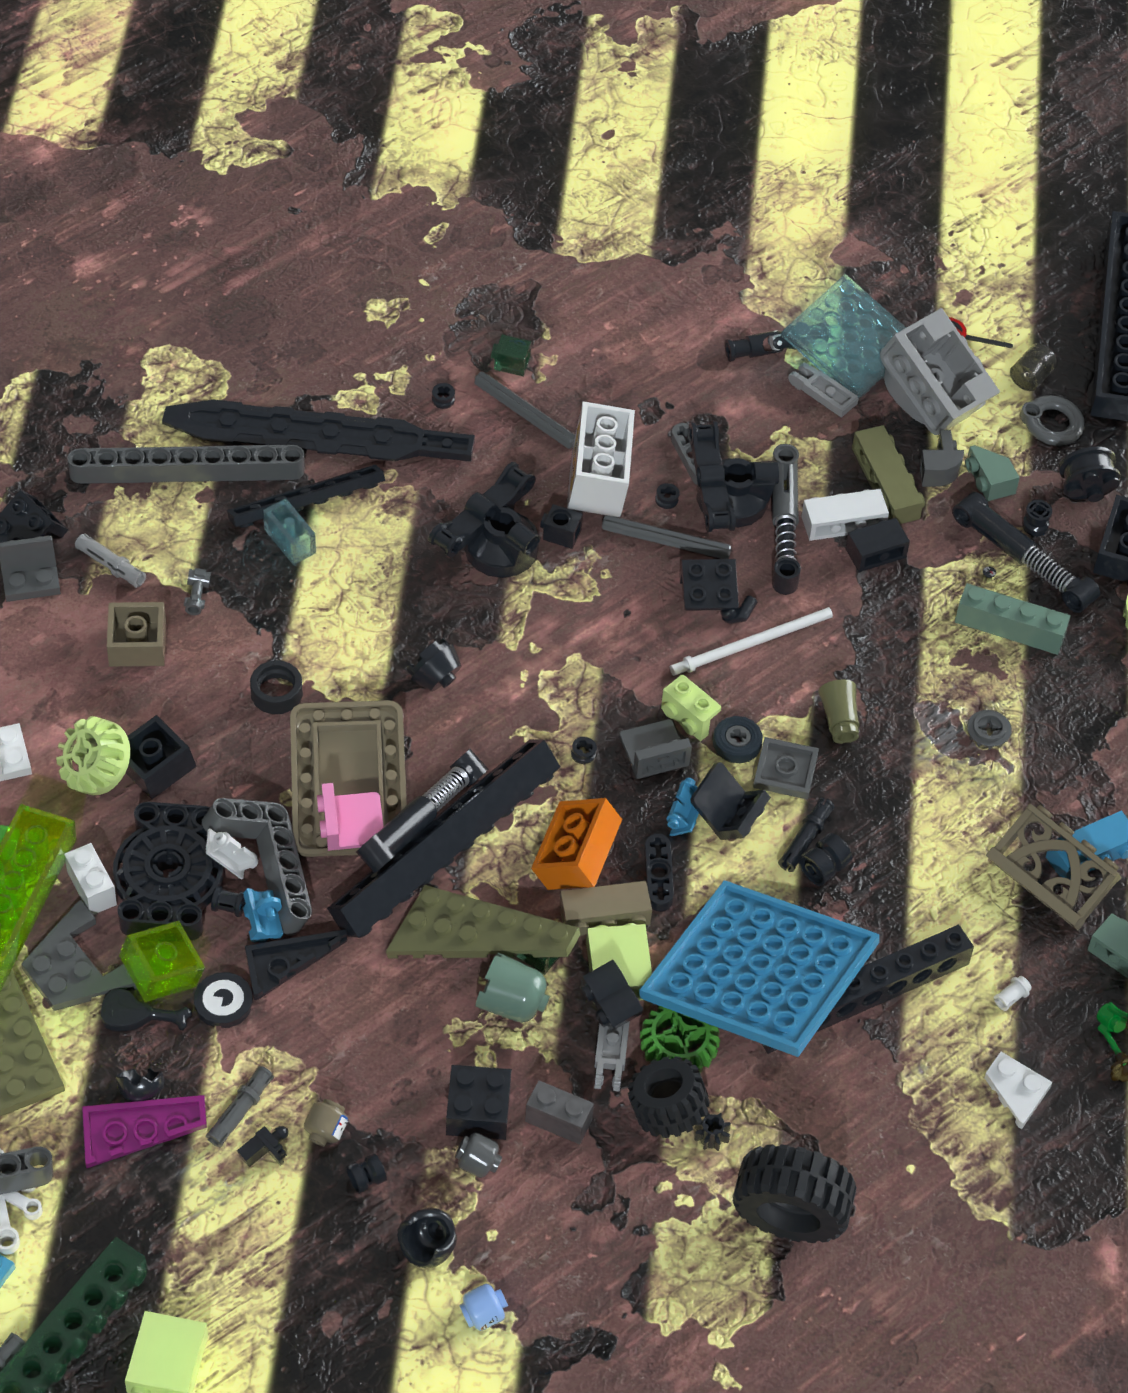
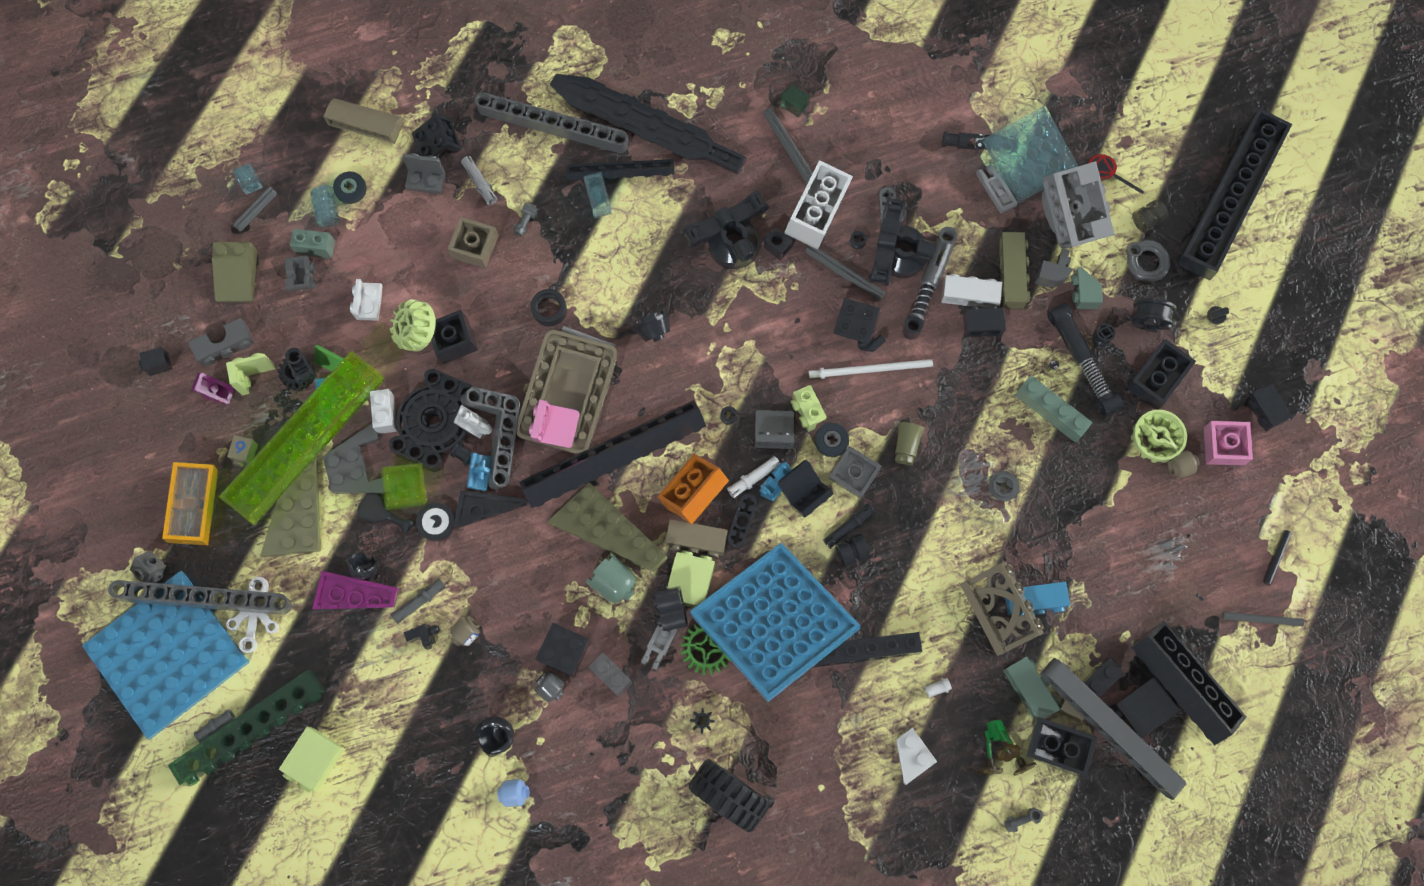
camera: 25 degrees right, 20 degrees up
(366, 1173) = (476, 675): black wheel -> none
(420, 812) = (564, 454): black piece -> none
(445, 389) = (738, 112): black bush -> none
(645, 820) = (747, 481): none -> white pin
(668, 1097) = (676, 677): black tyre -> none

